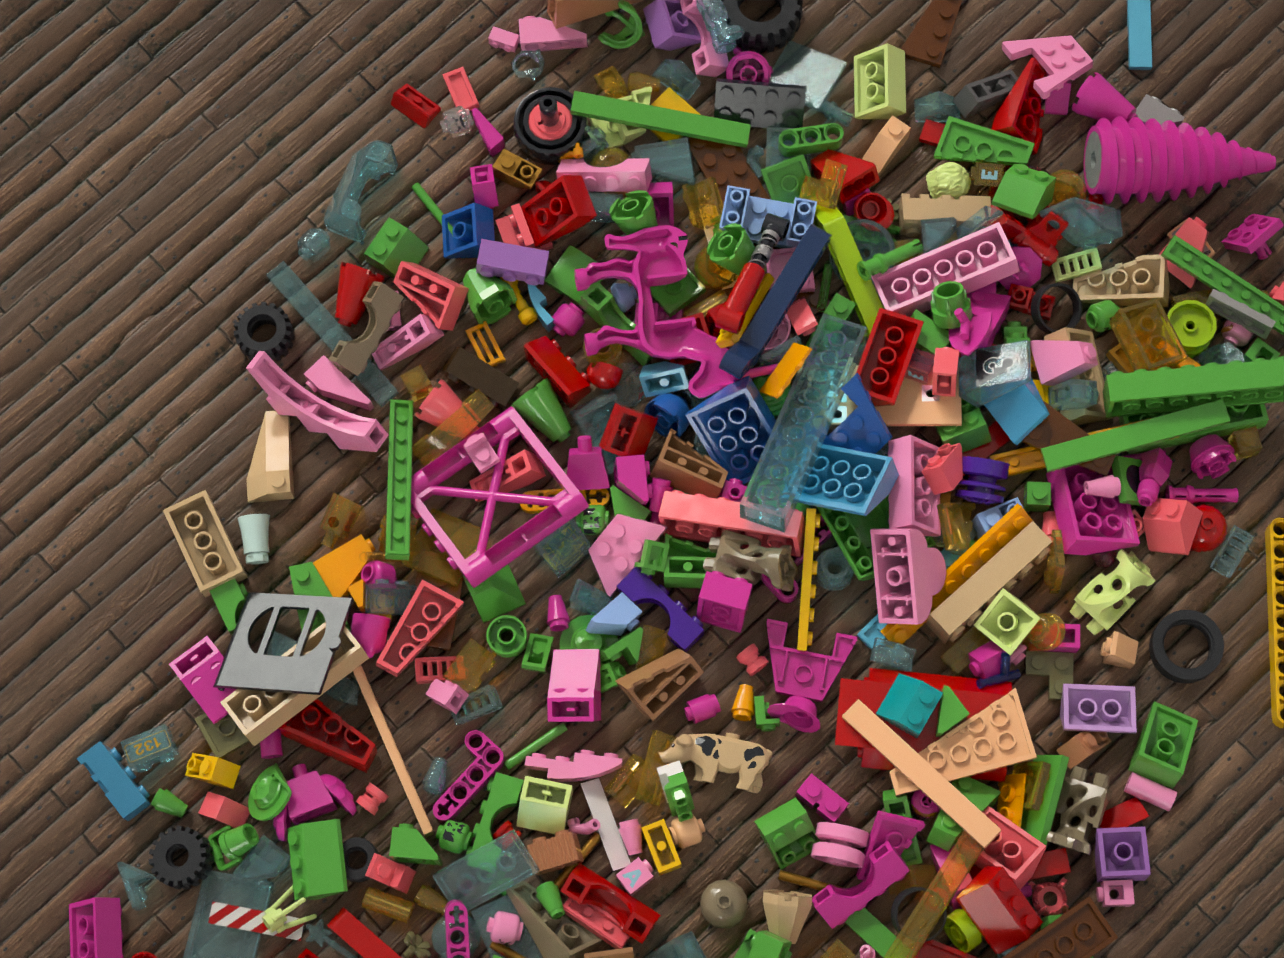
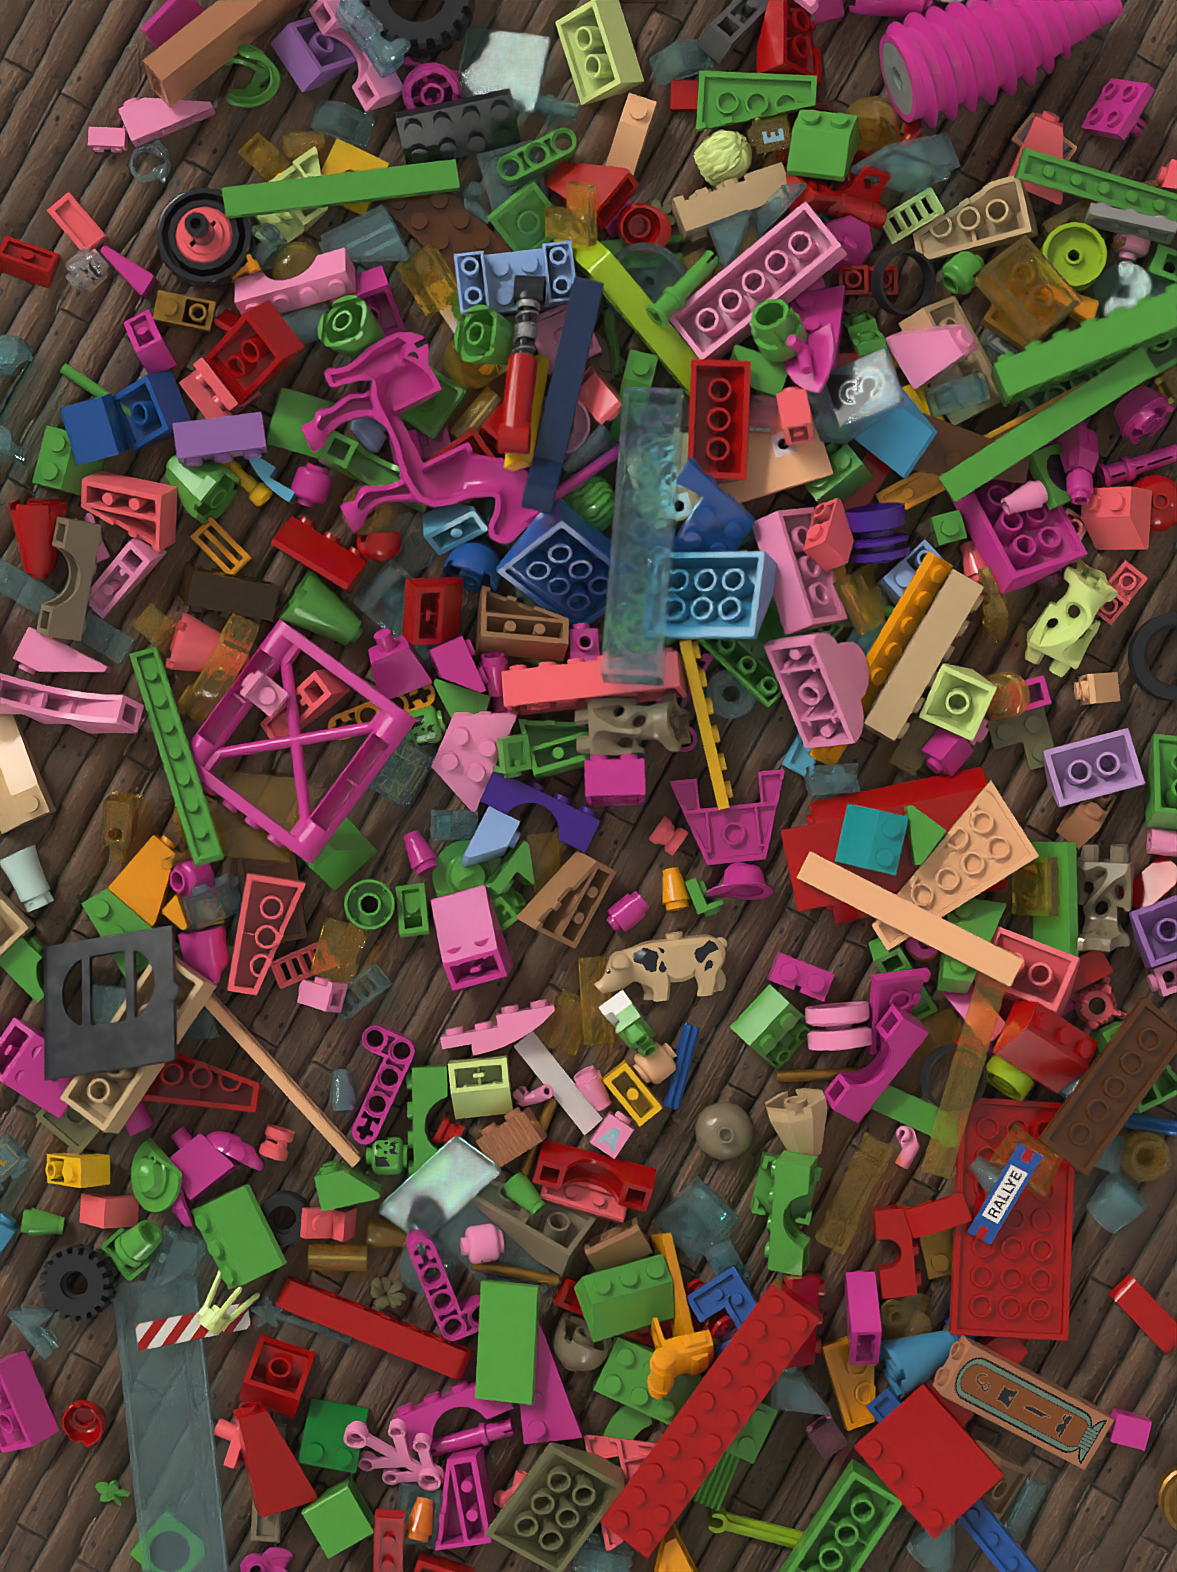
camera: 25 degrees left, 15 degrees up
(422, 230) = (94, 429): none -> blue slope
(535, 746) = (445, 1018): bright green bar -> none
(708, 839) = (683, 1062): none -> blue axle
(785, 370) = (601, 477): light orange piece -> none
(1004, 676) = (971, 762): clear blue piece -> none
(1012, 797) = (1021, 907): light orange piece -> none
(1165, 581) = (1127, 582): none -> coral slope

